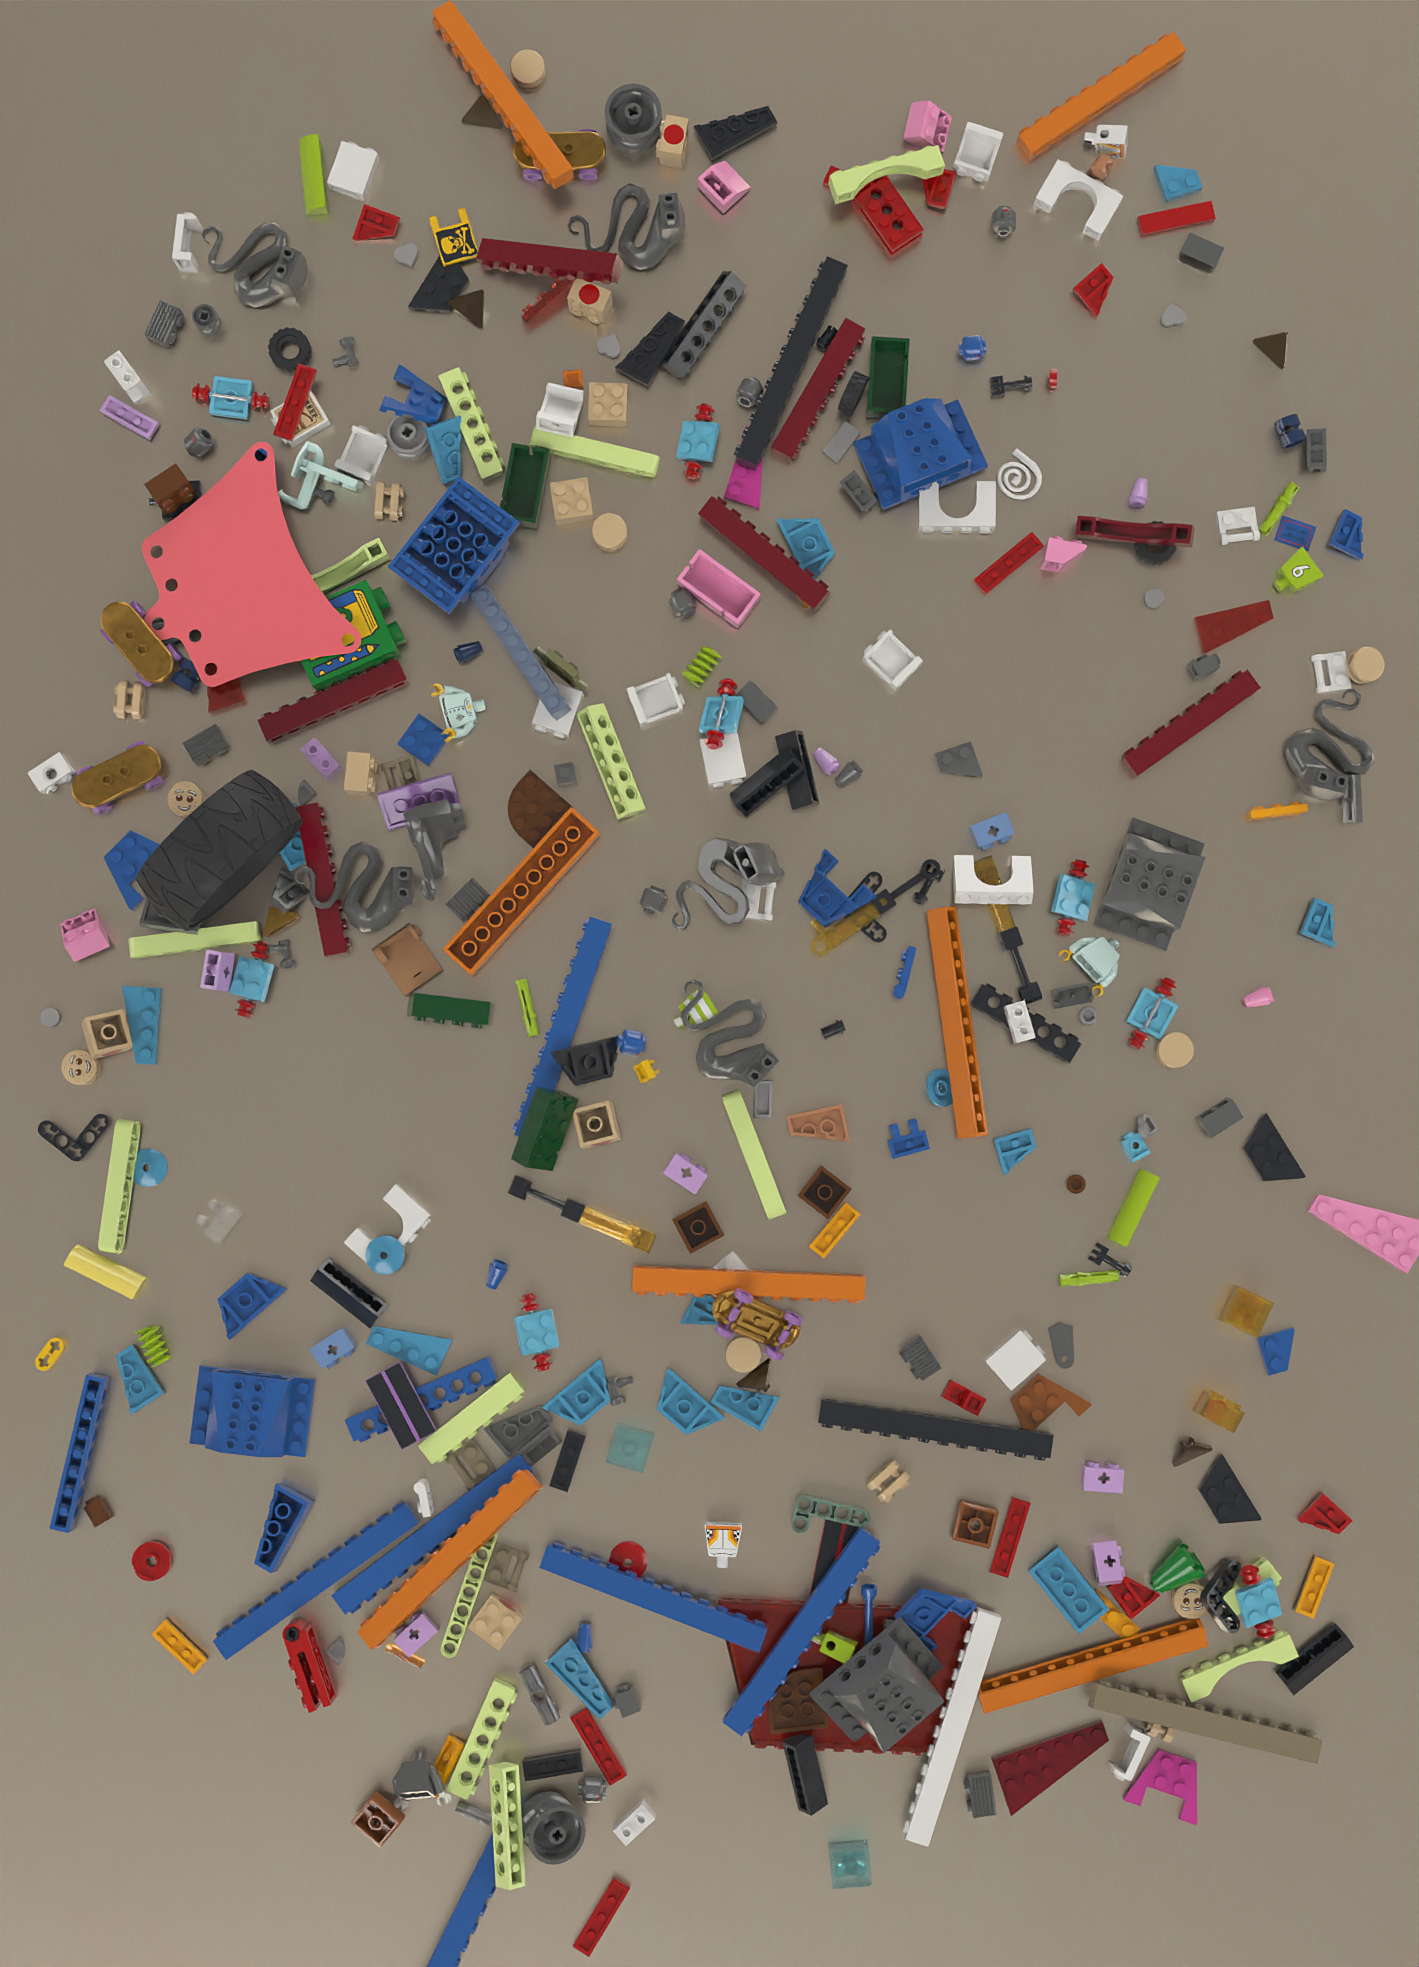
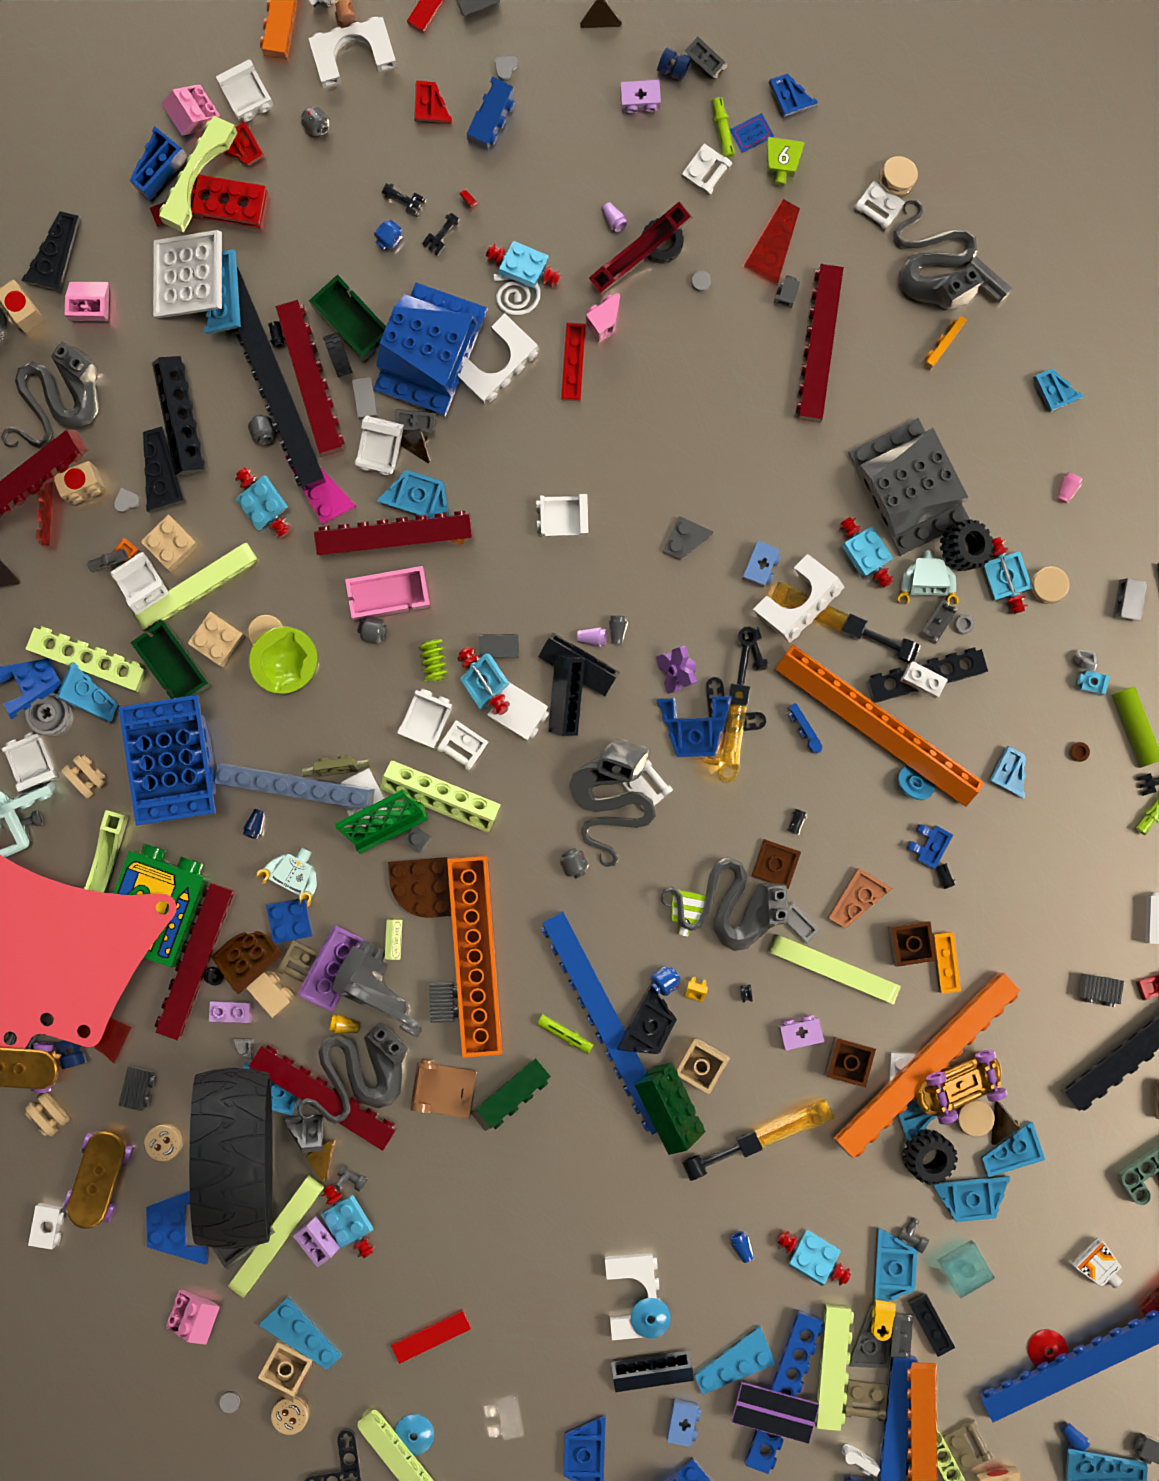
camera: 50 degrees left, 0 degrees up
(227, 1114) = (431, 1336): none -> red tile
(340, 725) = (219, 976): none -> black bush
(368, 733) = (245, 958): none -> reddish brown plate
(386, 846) = (341, 1024): none -> yellow cone
(479, 824) = (393, 939): none -> yellowish green tile
(541, 1418) = (883, 1315): none -> yellow piece
(550, 742) = (380, 830): none -> green fence
(554, 373) = (107, 560): none -> flat silver pin
(601, 559) = (283, 660): none -> lime piece
(668, 743) = (465, 739): none -> white plate
(677, 1108) = (746, 993): none -> black bush
(680, 1360) = (939, 1167): none -> black tyre
(789, 1043) = (776, 863): none -> reddish brown tile
(808, 235) = (187, 274): none -> white plate
(811, 281) = (229, 315): none -> dark azure wing
(817, 483) = (379, 445): none -> white panel
(843, 507) = (416, 444): none -> dark brown piece
(861, 842) = (679, 669): none -> medium lavender plant
(866, 141) = (157, 164): none -> blue wedge
(895, 1171) = (945, 876): none -> black pin
(1012, 342) = (411, 202): none -> black hinge
(1043, 462) = (523, 264): none -> medium azure plate
(1129, 338) = (491, 114): none -> blue wedge
(1154, 972) = (954, 545): none -> black tyre
(1254, 430) = (650, 93): none -> lavender brick

